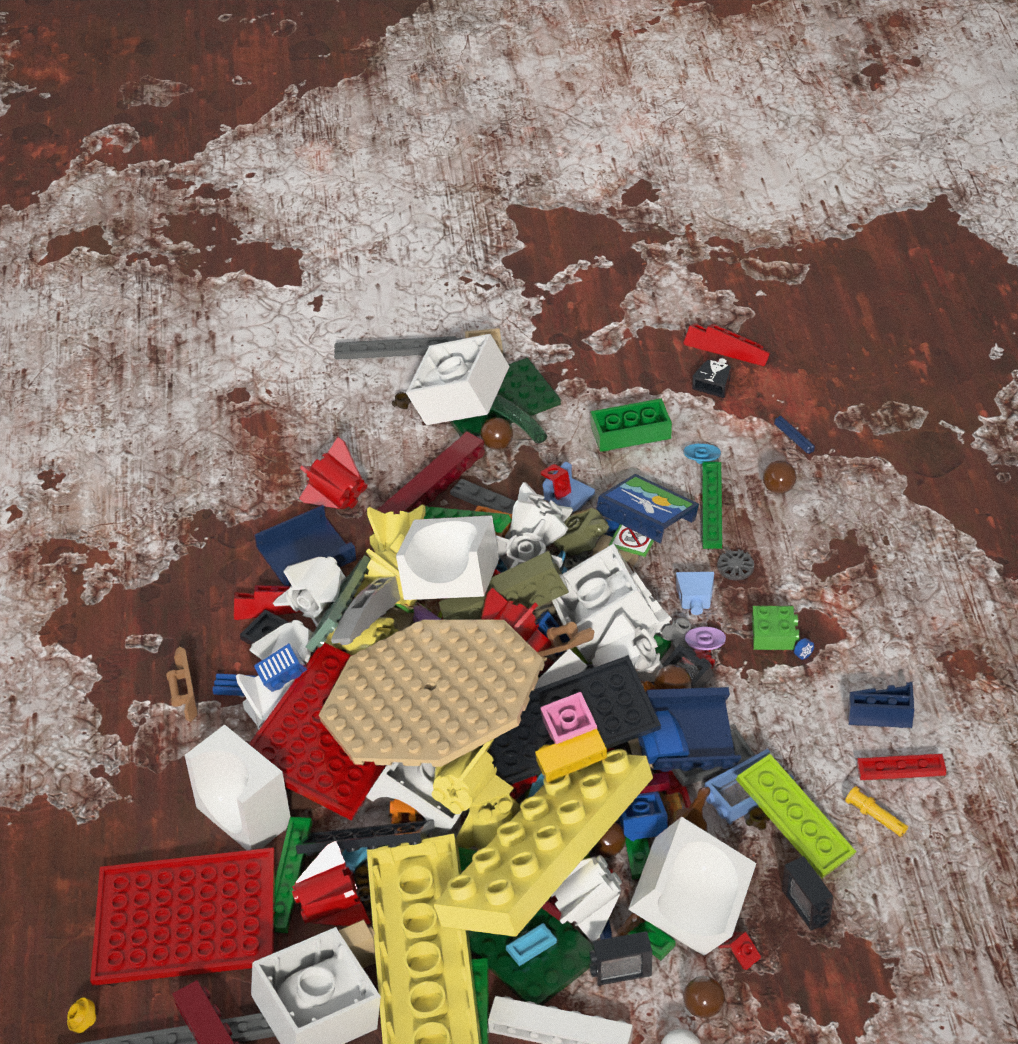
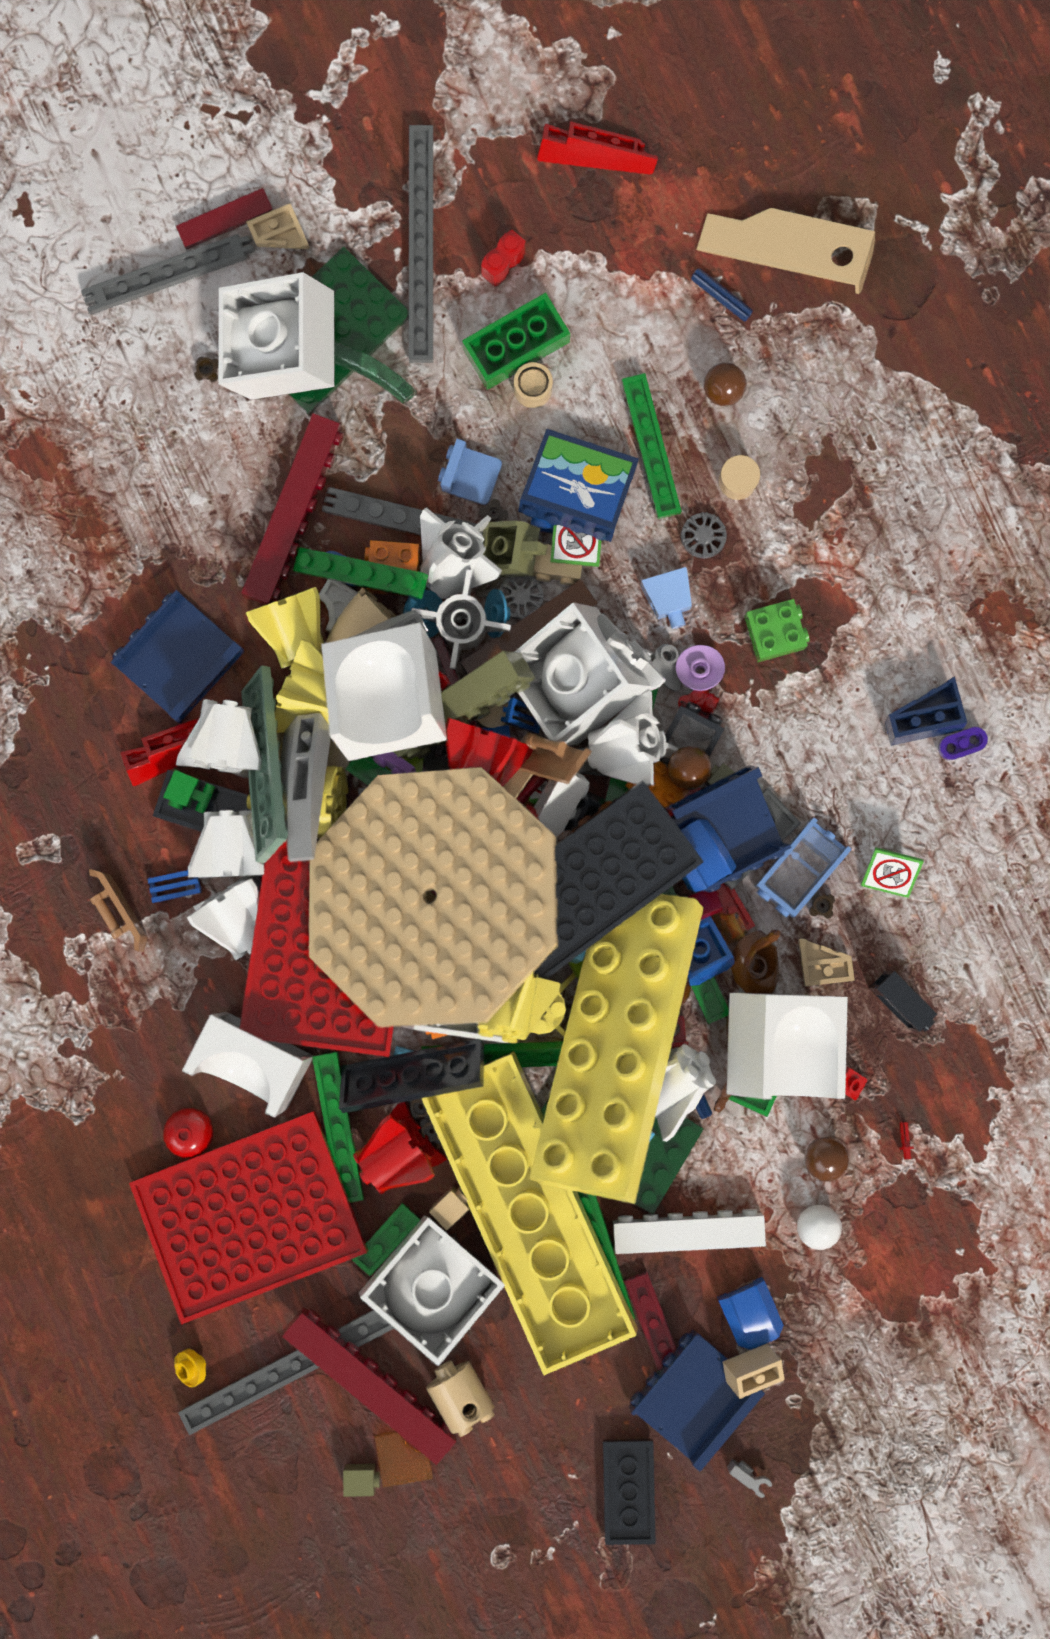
camera: 20 degrees left, 40 degrees up
(164, 843) = (188, 1132): none -> red cylinder
(270, 617) = (184, 790): none -> green brick
(280, 668) = (237, 898): blue brick -> none
(333, 479) = (176, 548): red brick -> none
(449, 329) = (223, 218): none -> dark red tile
(497, 433) = (351, 402): reddish brown piece -> none
(560, 480) = (459, 474): red bracket -> none
(567, 718) = (604, 900): bright pink slope -> none
(570, 755) = (615, 932): yellow brick -> none
(582, 368) = (421, 243): none -> dark grey plate
(621, 958) = (730, 1140): black window -> none
(634, 452) = (533, 385): none -> tan piece
(638, 382) = (500, 260): none -> red brick
(702, 452) = (617, 355): dark azure dish -> none
(713, 378) = (596, 220): black torso -> none
(762, 859) = (823, 964): none -> tan wing
(774, 534) = (739, 477): none -> tan piece
(782, 1015) = (905, 1146): none -> red piece
(796, 815) = (865, 900): lime plate -> none
(804, 648) = (816, 649): blue tile -> none
(829, 799) = (892, 872): none -> piece
(860, 415) = (791, 244): none -> tan piece
(868, 806) = (937, 856): yellow pin -> none
(901, 766) = (961, 790): red plate -> none
(910, 736) = (962, 743): none -> dark purple plate

